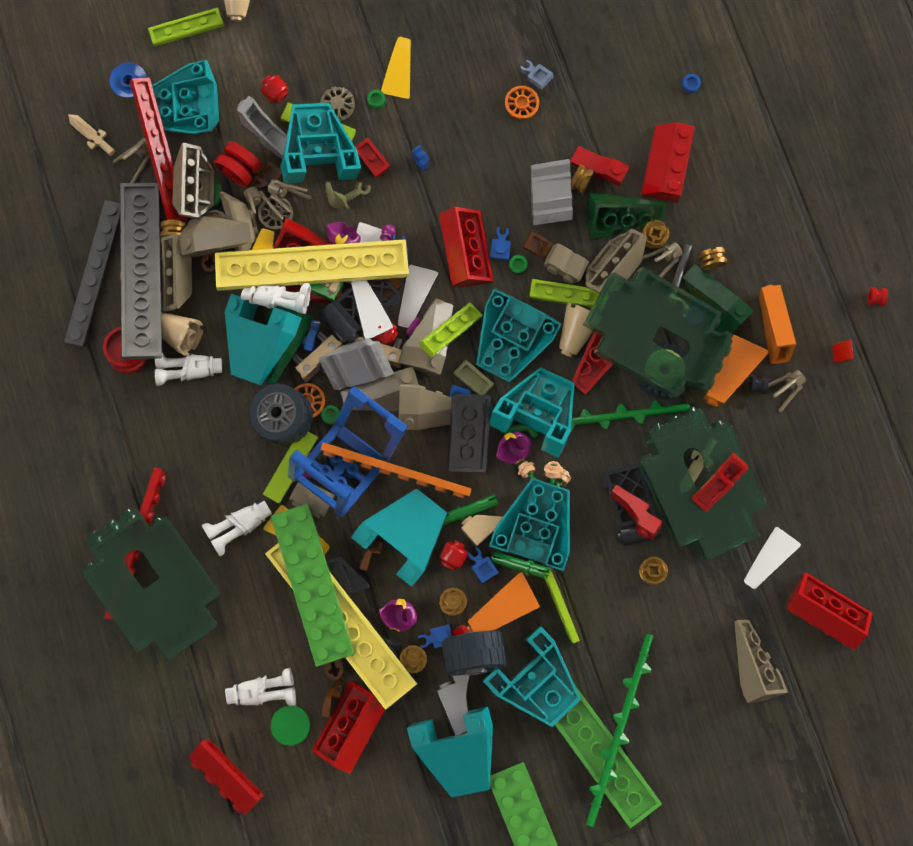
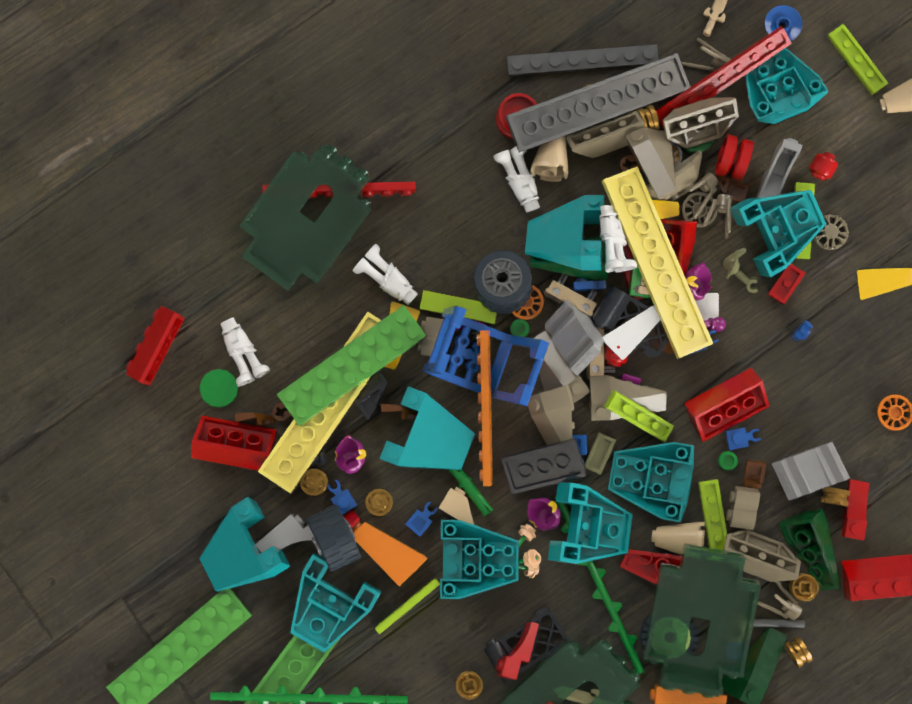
camera: 75 degrees right, 5 degrees up
(376, 99) = (848, 268): green tile -> none
(415, 292) = (665, 369): white sticker -> none
(453, 555) = (423, 488): red head -> none
(528, 567) = (433, 556): green pin -> none

